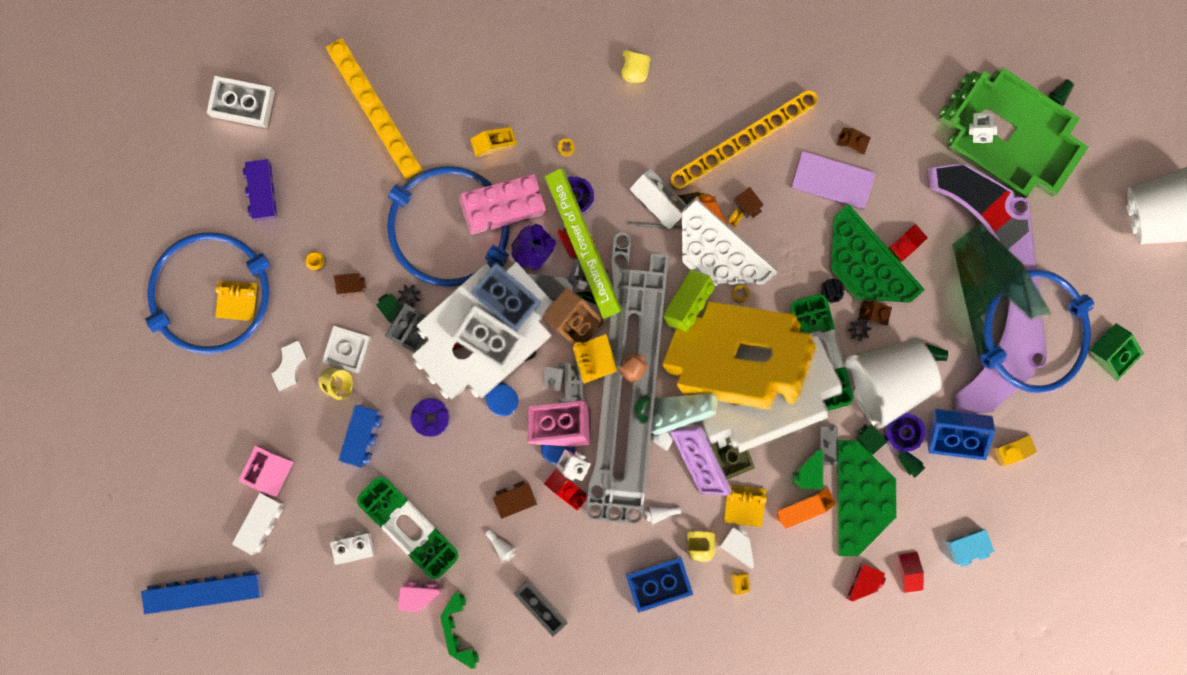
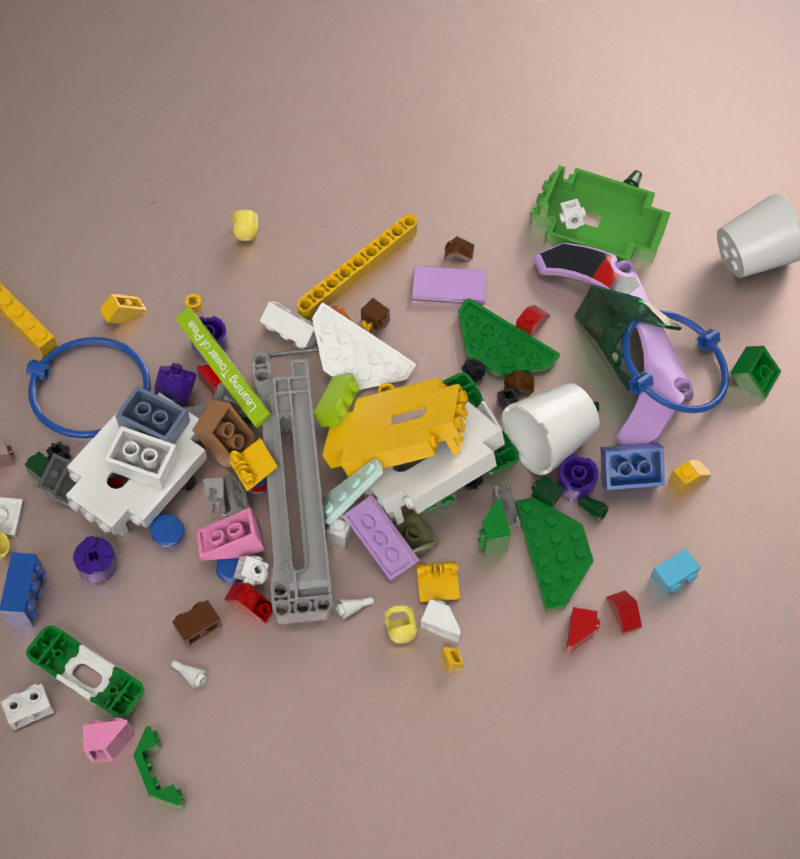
camera: 15 degrees left, 25 degrees down
(502, 204) = (140, 351): bright pink piece -> none
(540, 607) = (243, 724): dark grey brick -> none
(633, 367) = (292, 458): nougat head -> none
(640, 407) = (307, 495): dark green arm -> none
(659, 584) = (366, 673): blue brick -> none
(806, 508) = (499, 568): orange slope -> none

